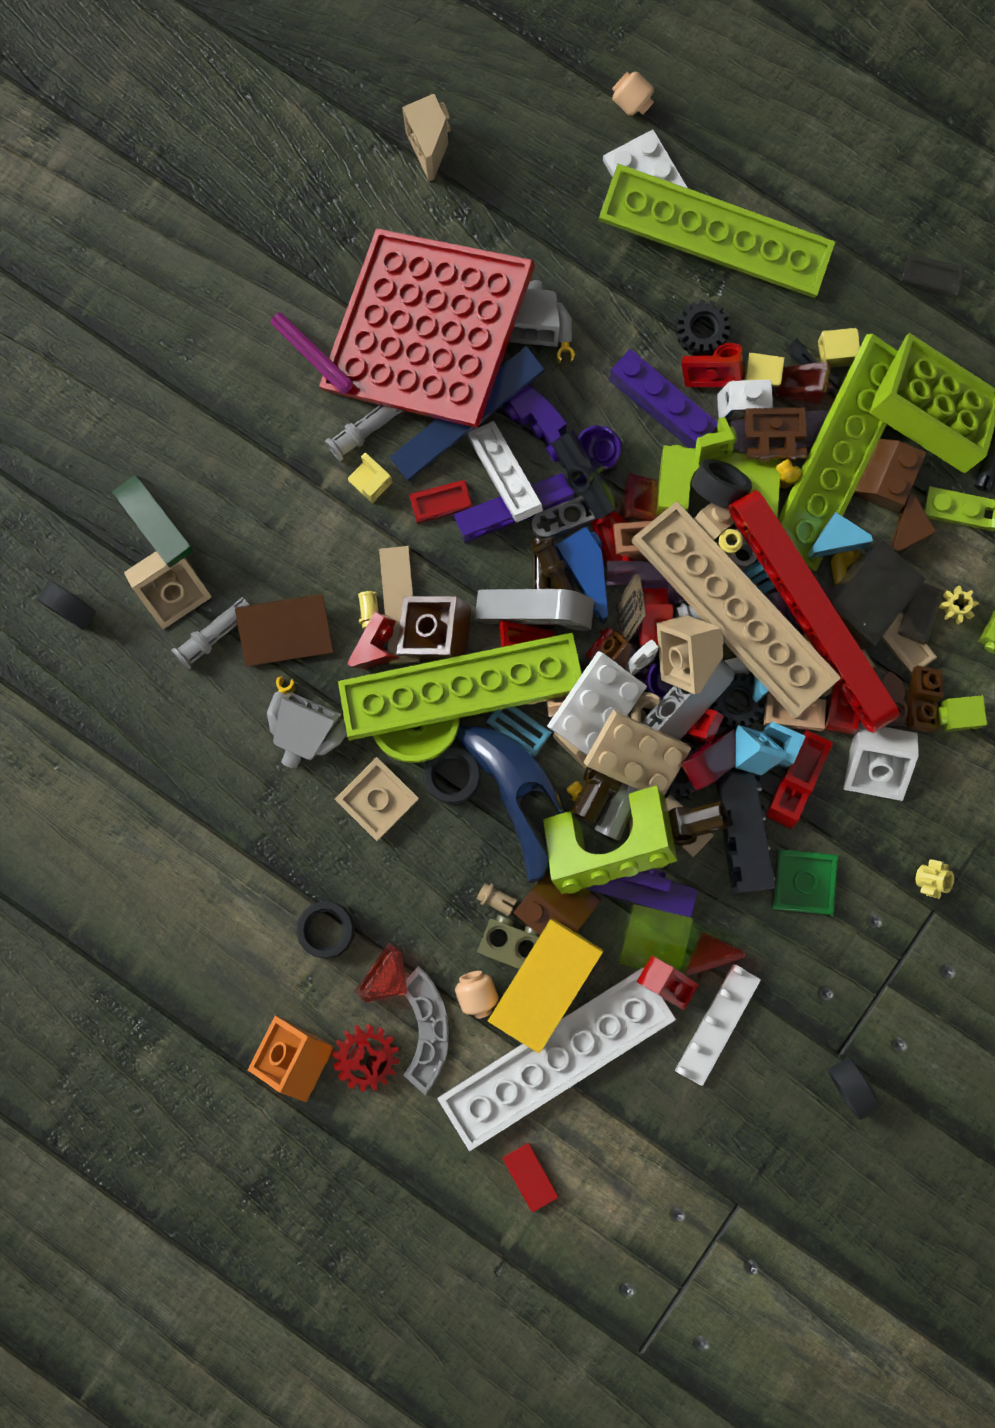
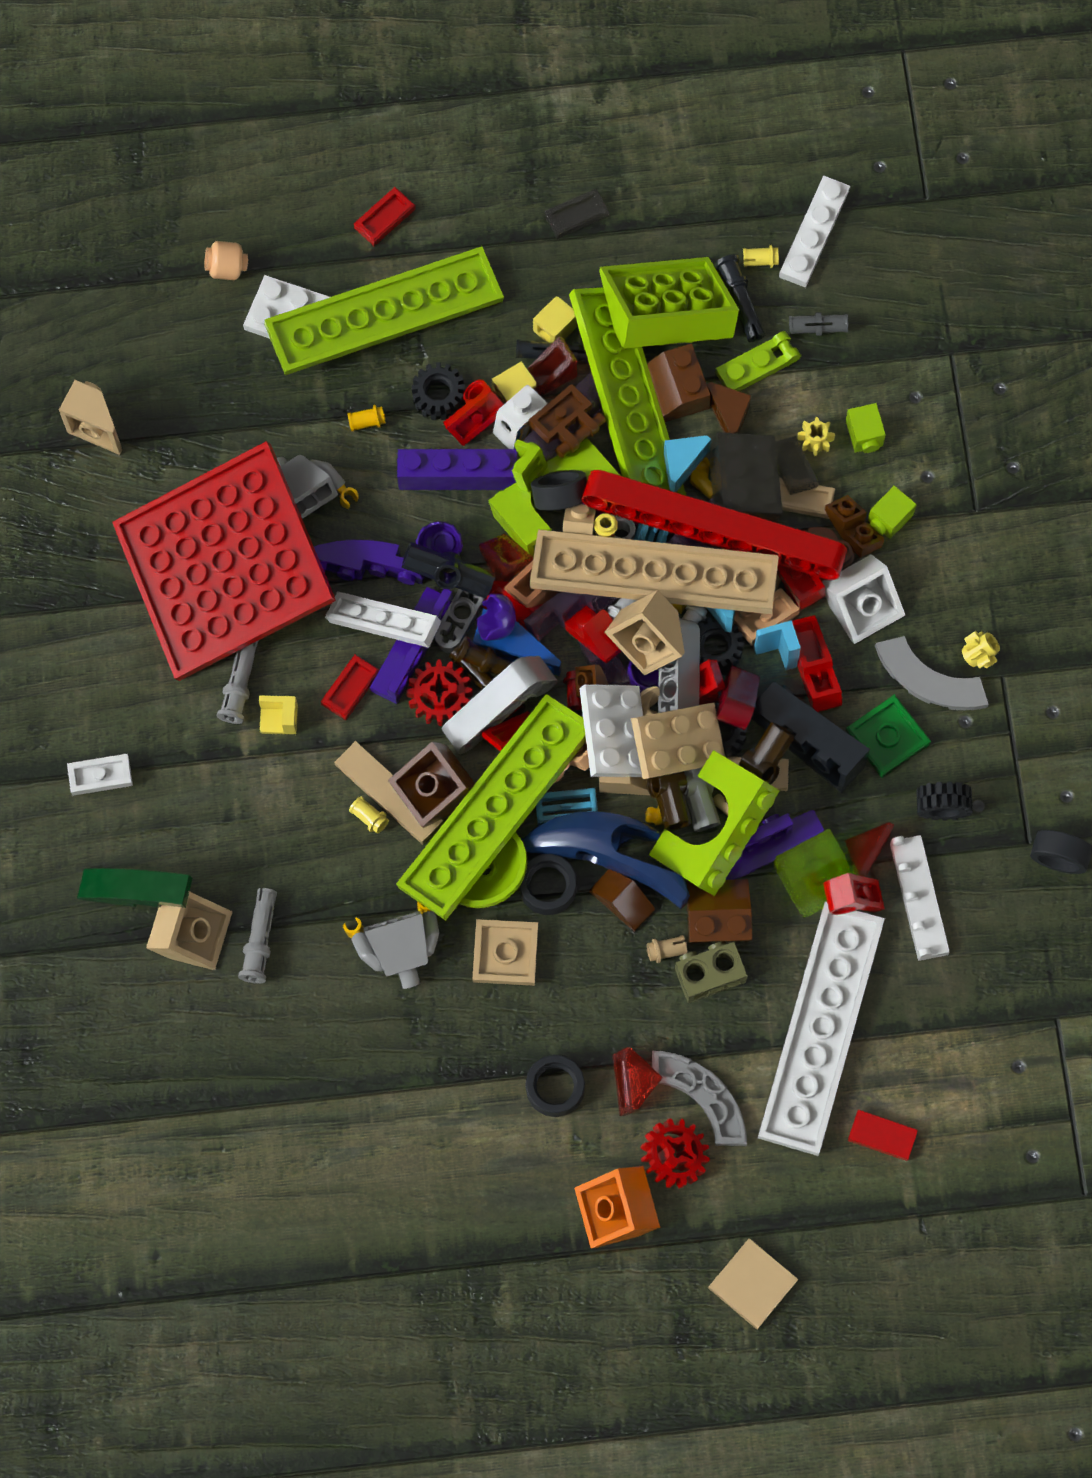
camera: 45 degrees left, 10 degrees down
(66, 605) = (123, 1010): black tyre -> none
(204, 413) = (99, 774): none -> white plate
(284, 629) = (315, 885): reddish brown tile -> none
(311, 353) = (146, 656): magenta axle -> none
(339, 1201) = (753, 1283): none -> tan tile
(370, 647) = (398, 843): slope -> none
(443, 434) = (308, 631): dark blue tile -> none
(476, 994) = (717, 1031): light nougat head -> none
(490, 553) = (427, 691): none -> red gear
(497, 834) = (623, 898): none -> reddish brown slope
(545, 985) = (764, 974): yellow tile -> none
(586, 545) = (499, 618): none -> dark purple hair
(630, 608) = (573, 640): clear smoke piece -> none
(632, 305) = (367, 418): none -> yellow pin
(642, 657) = (616, 667): white tile -> none
(756, 751) = (765, 666): medium azure slope -> none
(783, 157) = (384, 216): none -> red tile
(788, 473) = (603, 442): yellow arm -> none
(800, 971) = (944, 801): none -> black tyre
(871, 868) = (927, 683): none -> light grey tile

